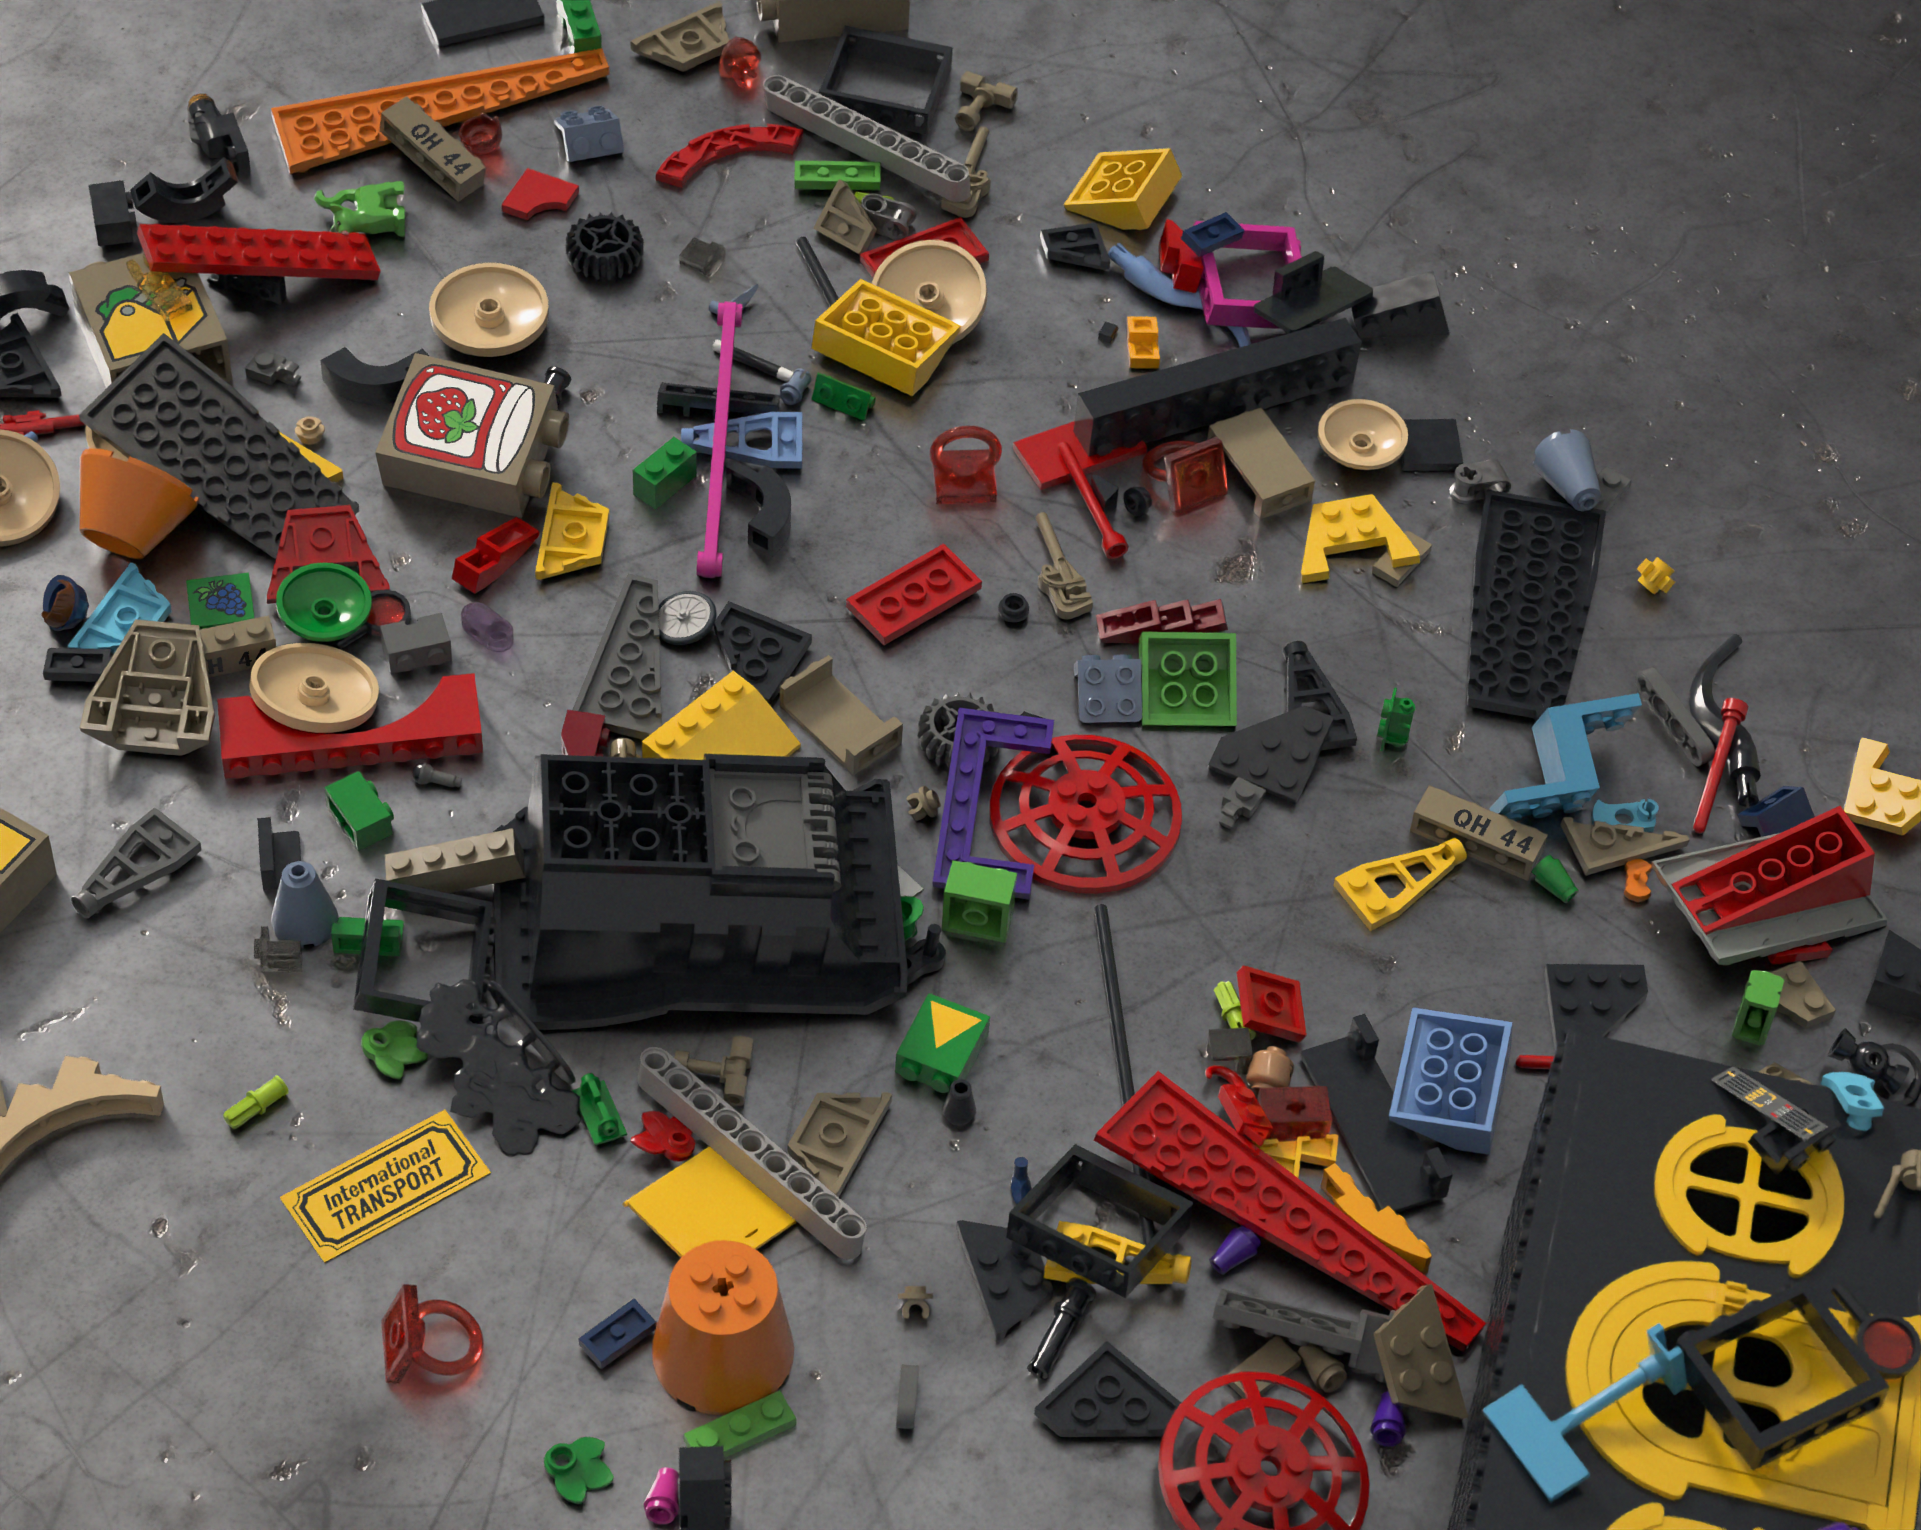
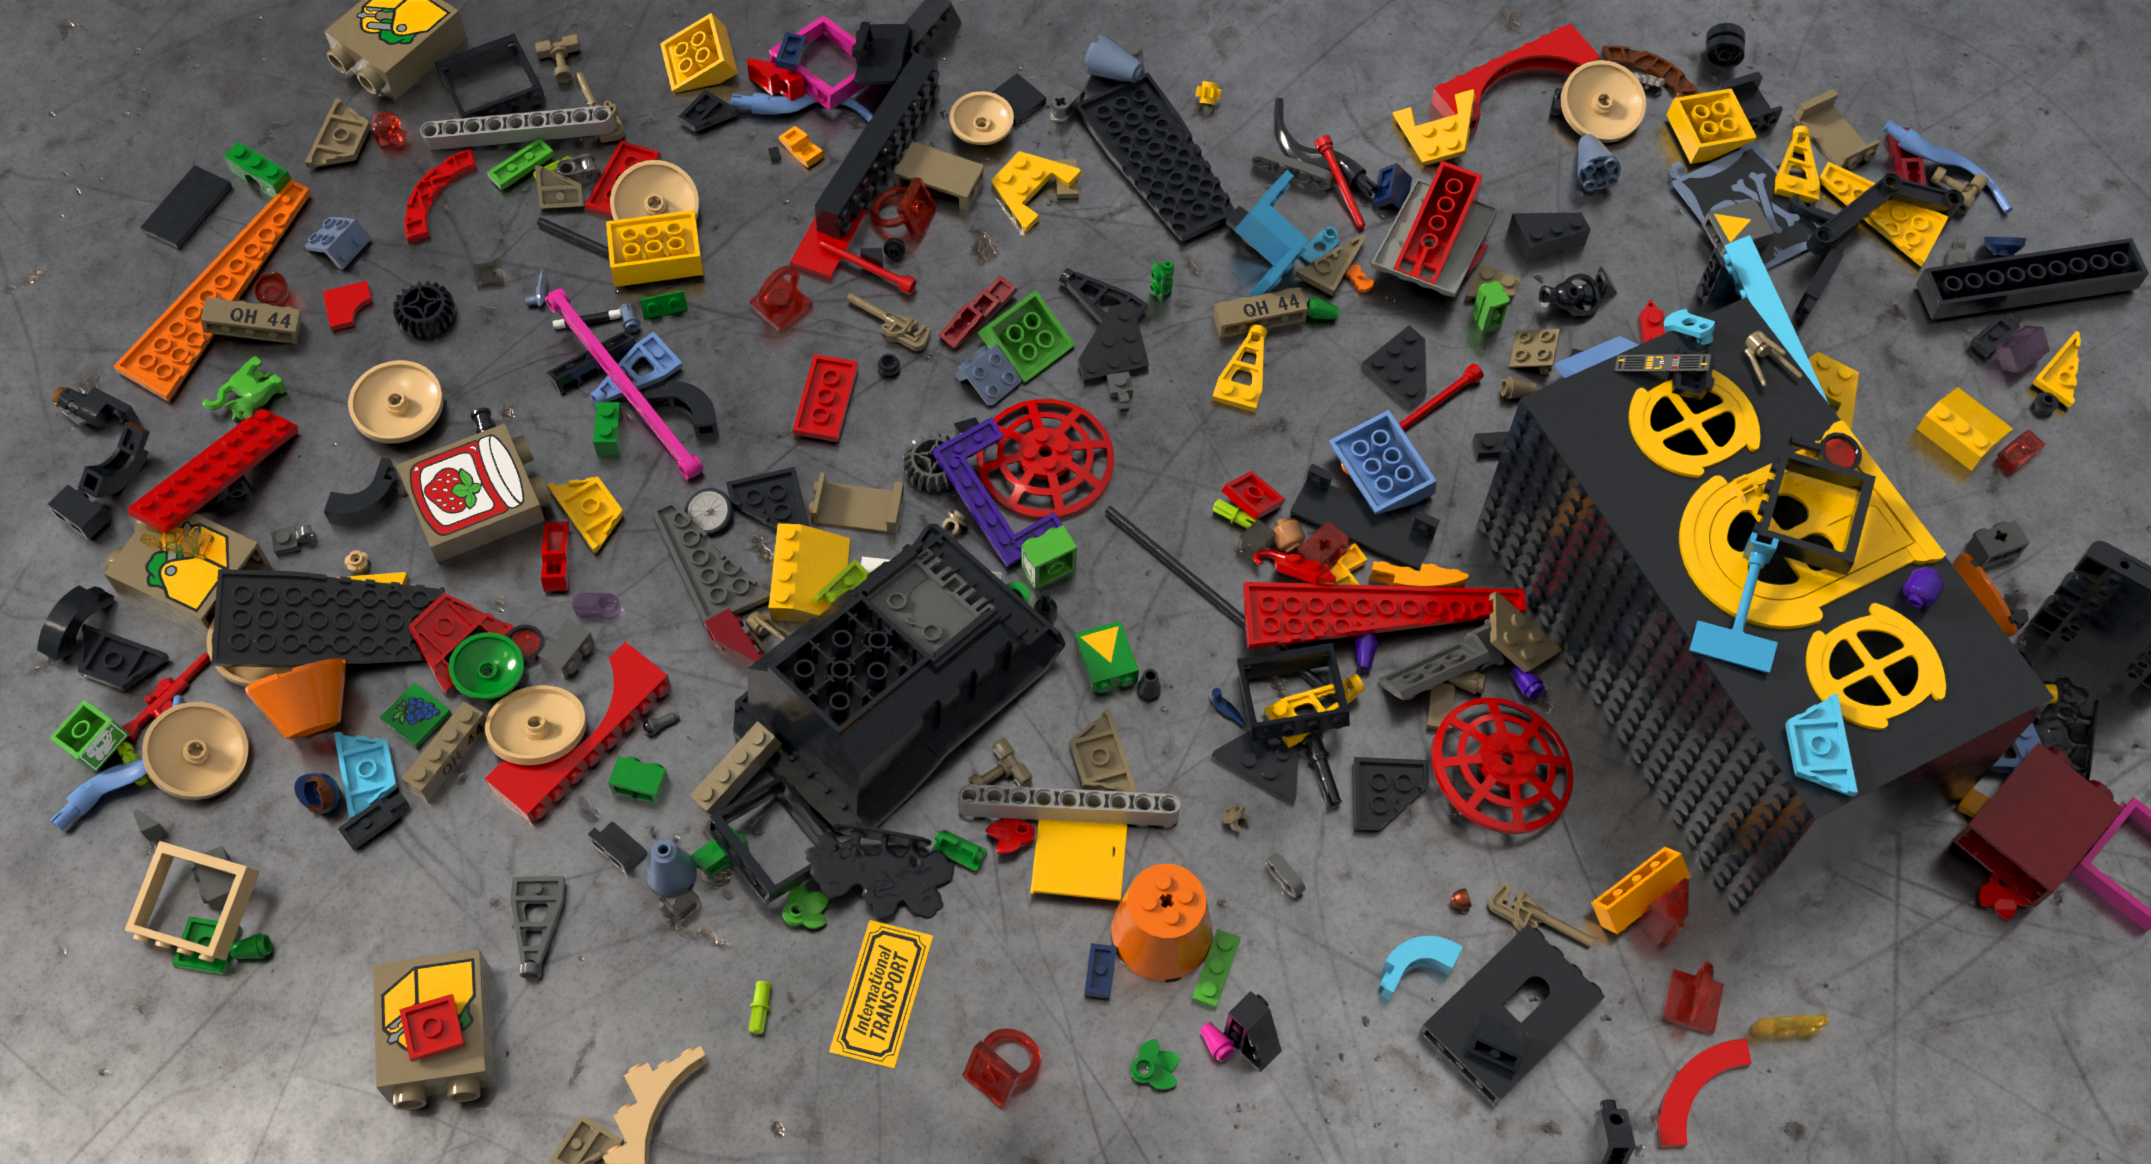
camera: 40 degrees left, 10 degrees up
(153, 692) = (443, 804): dark tan wedge -> none

